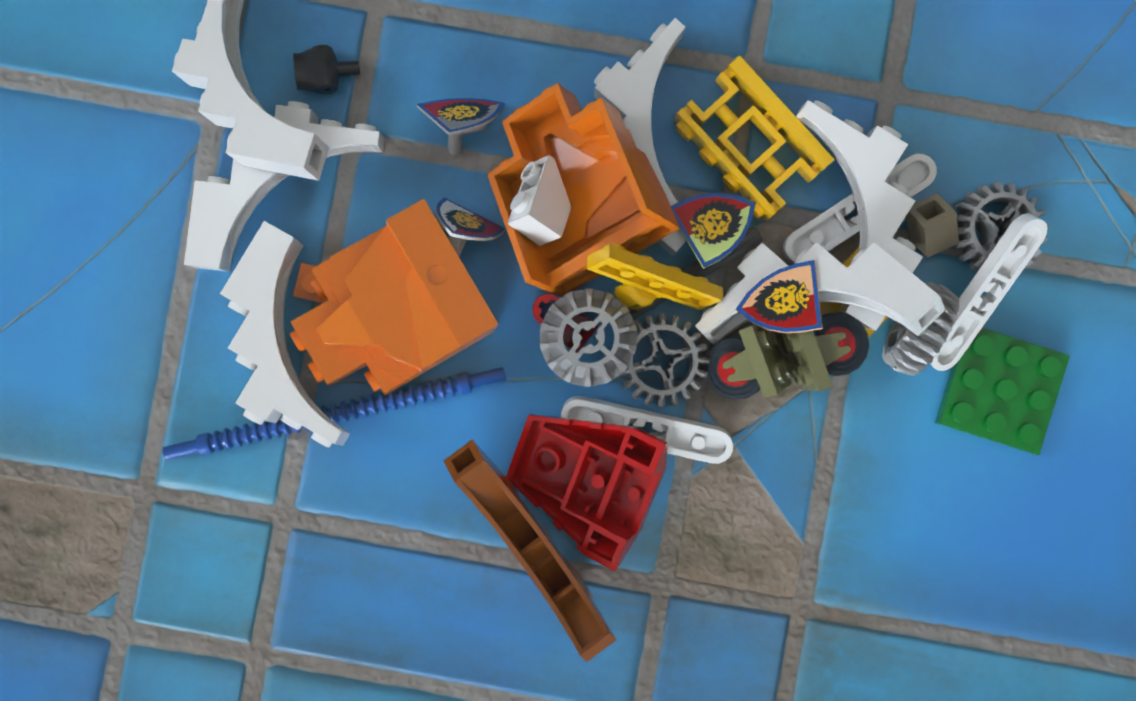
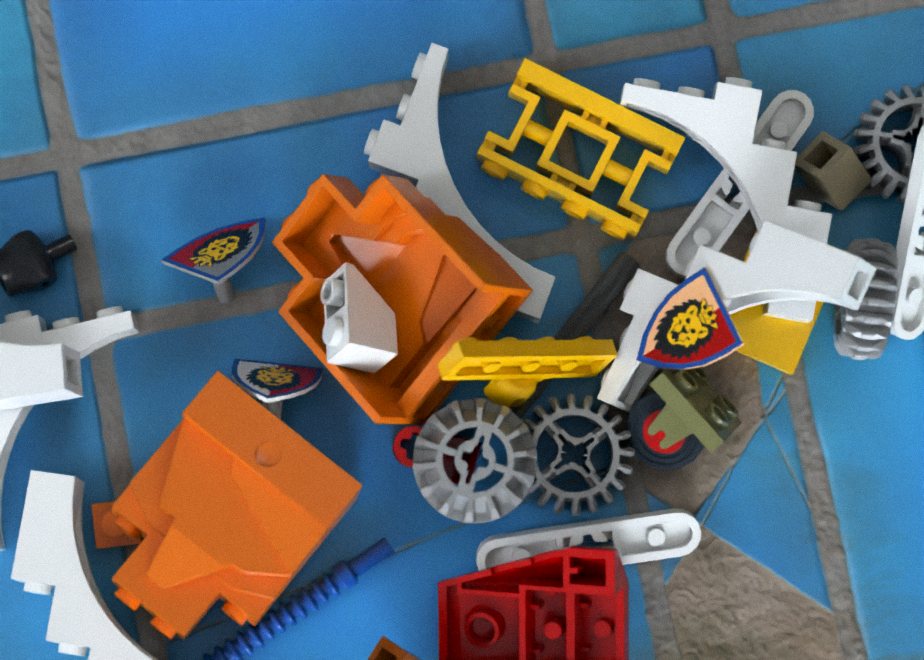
camera: 20 degrees left, 5 degrees down
(713, 224) = (571, 268): shield -> none
(827, 351) = (770, 364): plate -> none

